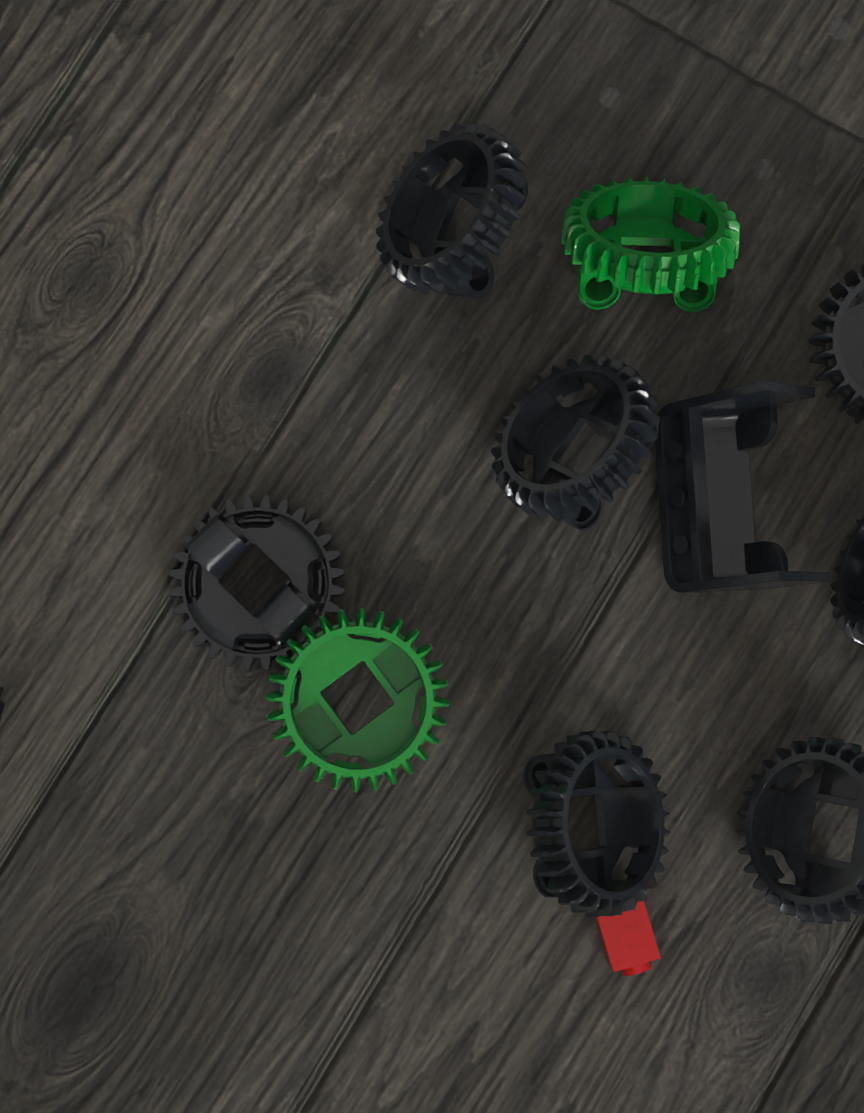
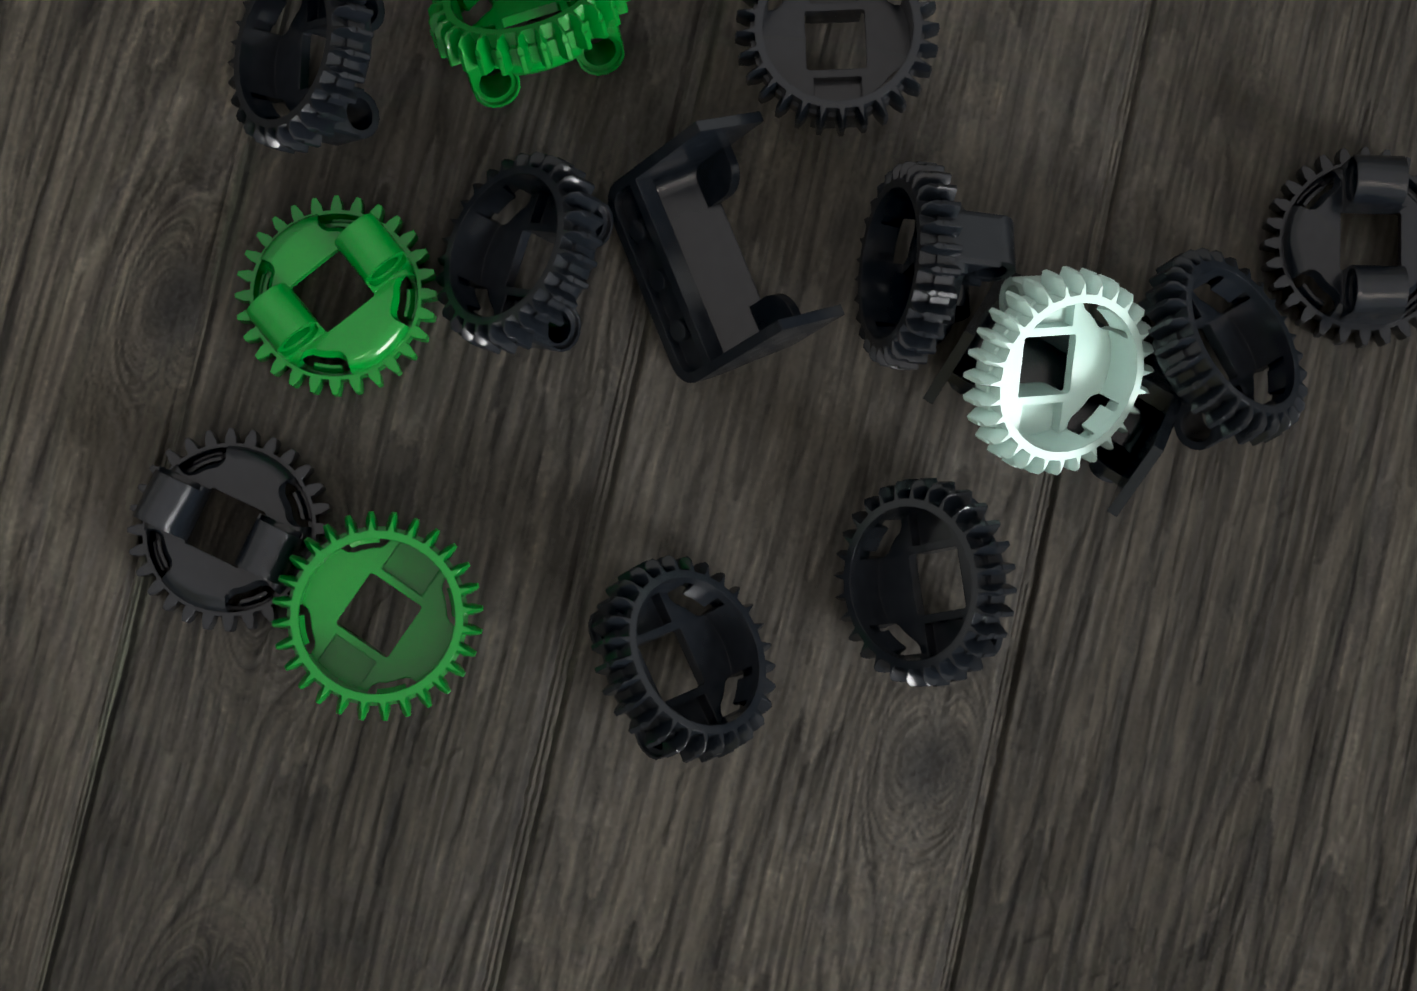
camera: 20 degrees left, 0 degrees up
(423, 463) = (366, 338): none -> green piece
(628, 940) = (761, 773): red brick -> none

